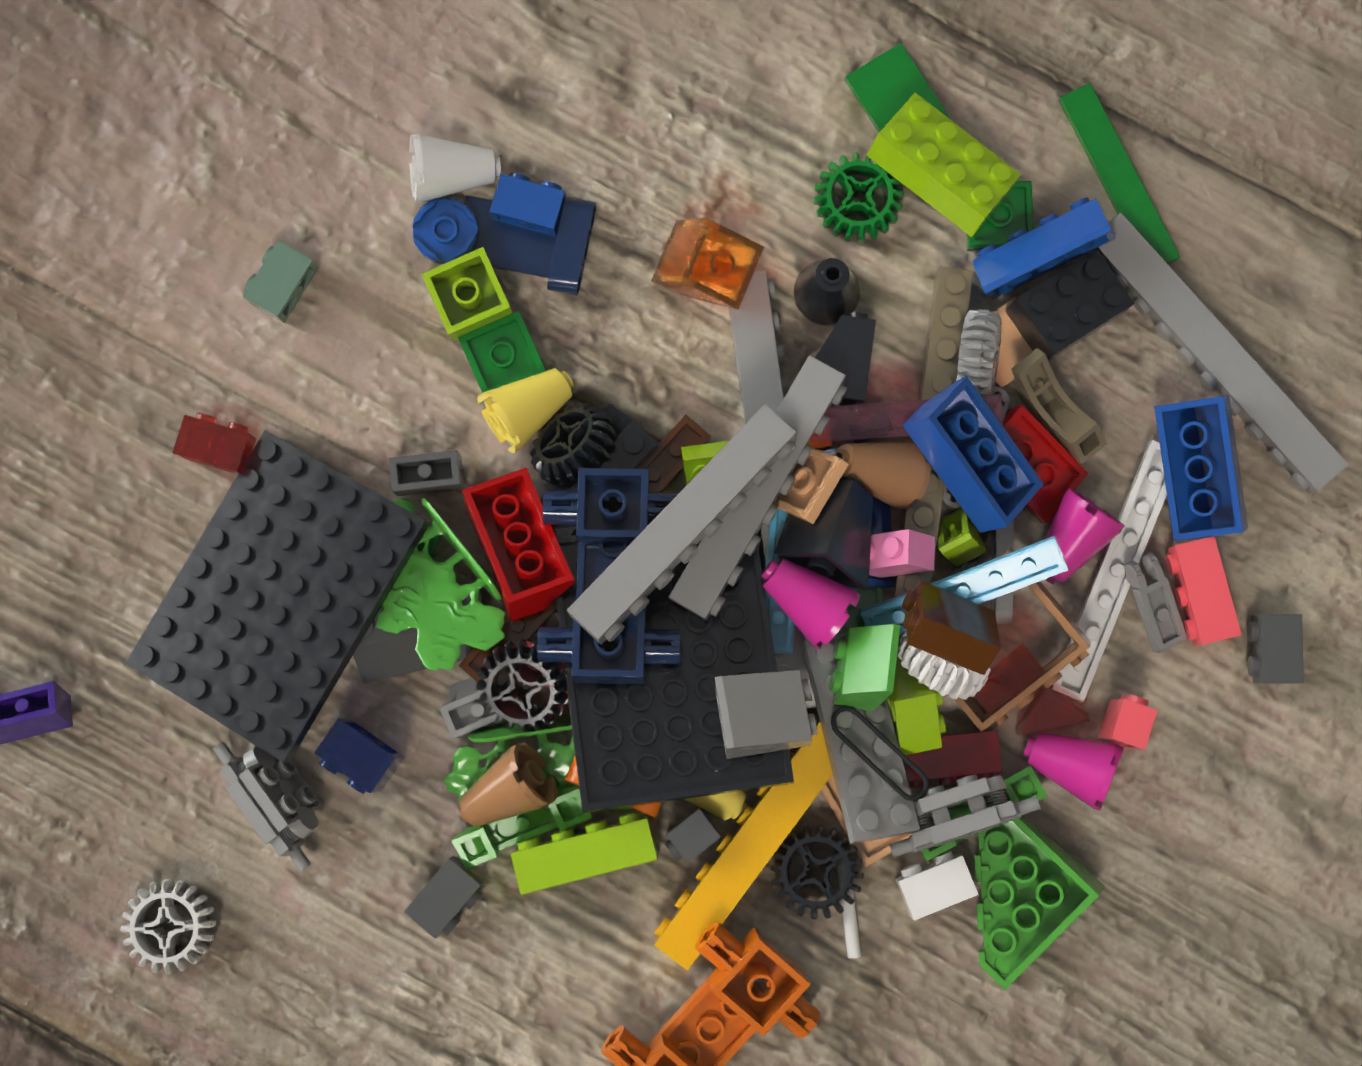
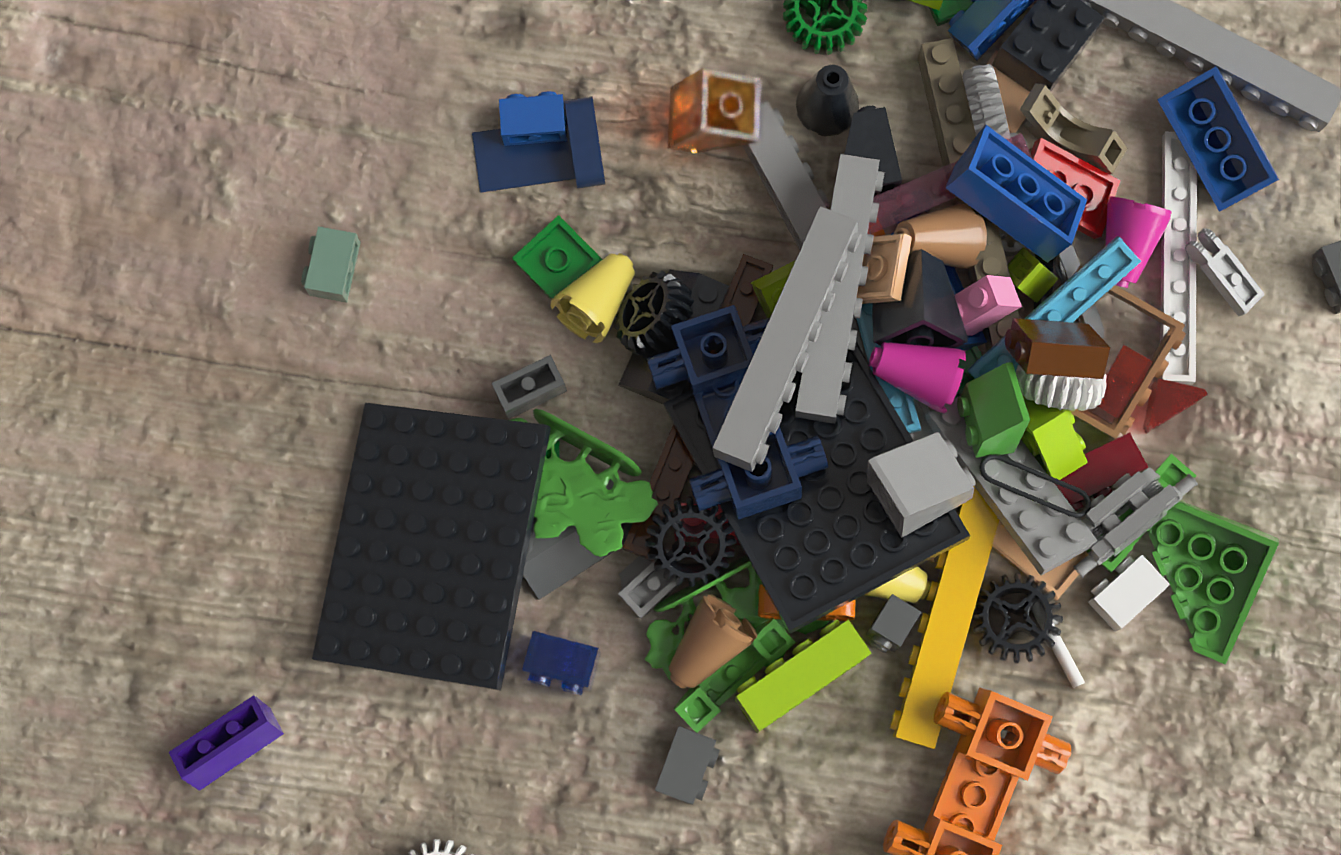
camera: 20 degrees left, 5 degrees down
(214, 444) = (323, 430): clear red brick -> none
(272, 799) = (494, 732): light grey piece -> none
(445, 230) = (464, 169): blue tile -> none
(448, 167) = (448, 110): white cone -> none
(466, 293) = (507, 215): lime brick -> none
(517, 543) = (636, 417): red slope -> none
(1075, 764) = (1211, 438): dark pink cone -> none
(1128, 722) = (1242, 384): coral brick -> none
(1202, 591) = (1262, 247): coral brick -> none

